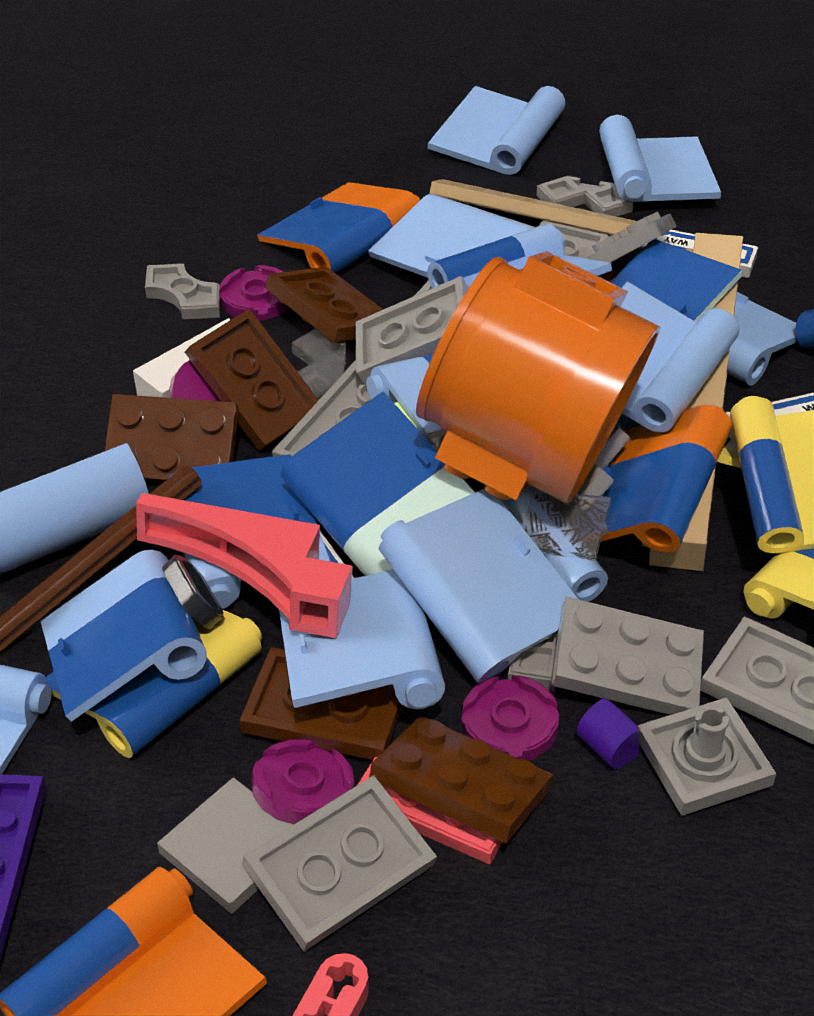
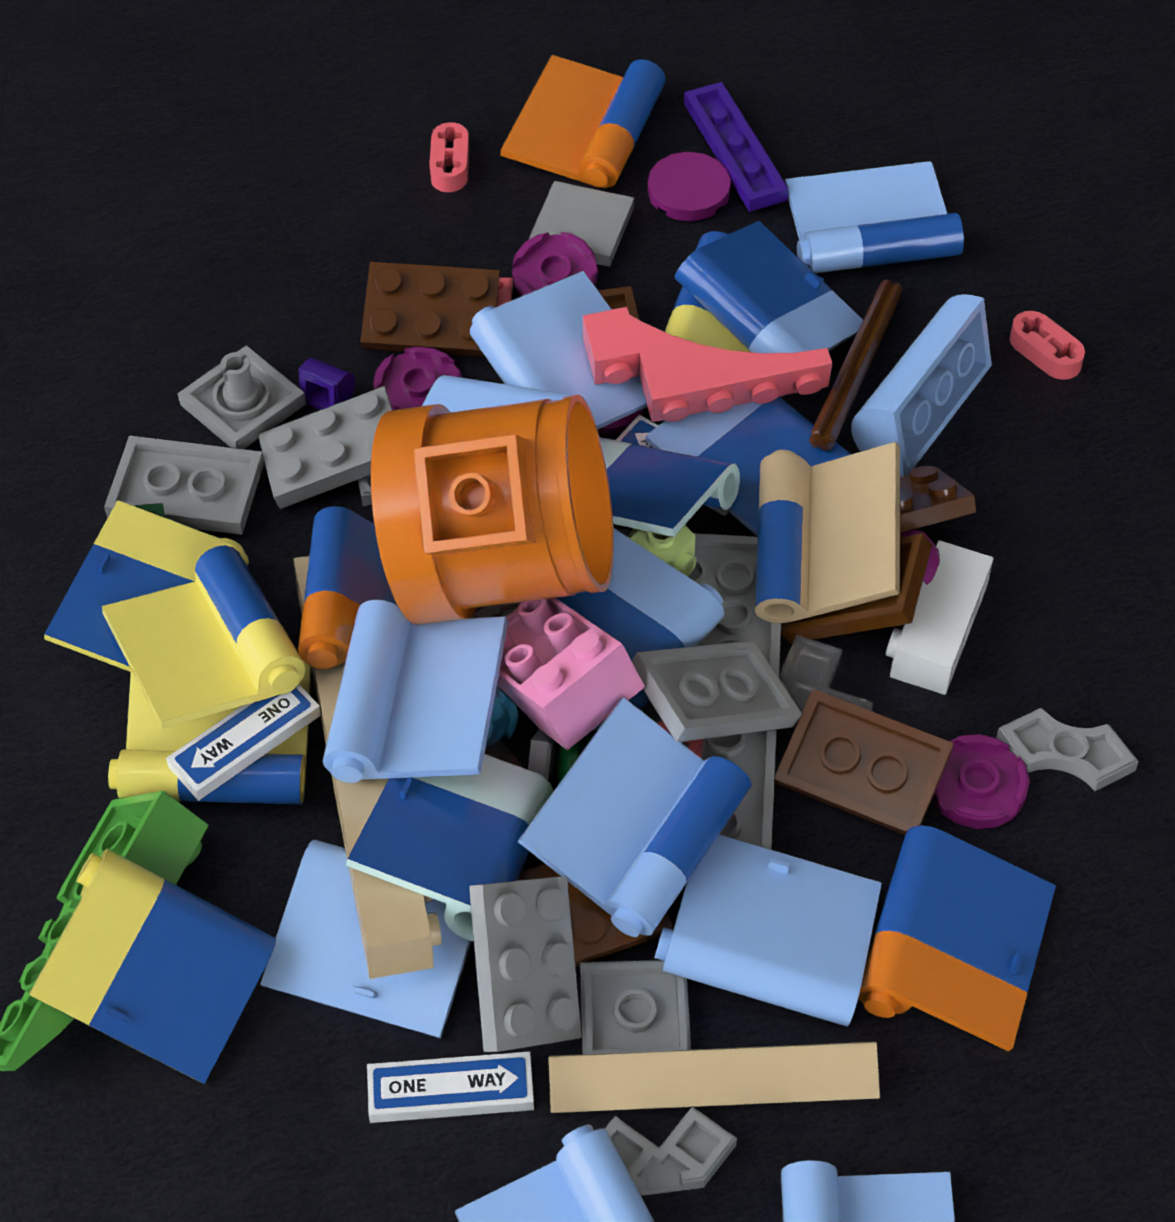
camera: 155 degrees right, 10 degrees up
(82, 846) = (689, 186): none -> magenta tile
(193, 591) = (729, 328): black tile -> none
(247, 400) = (827, 533): none -> tan door
(338, 862) = (490, 220): light grey plate -> none

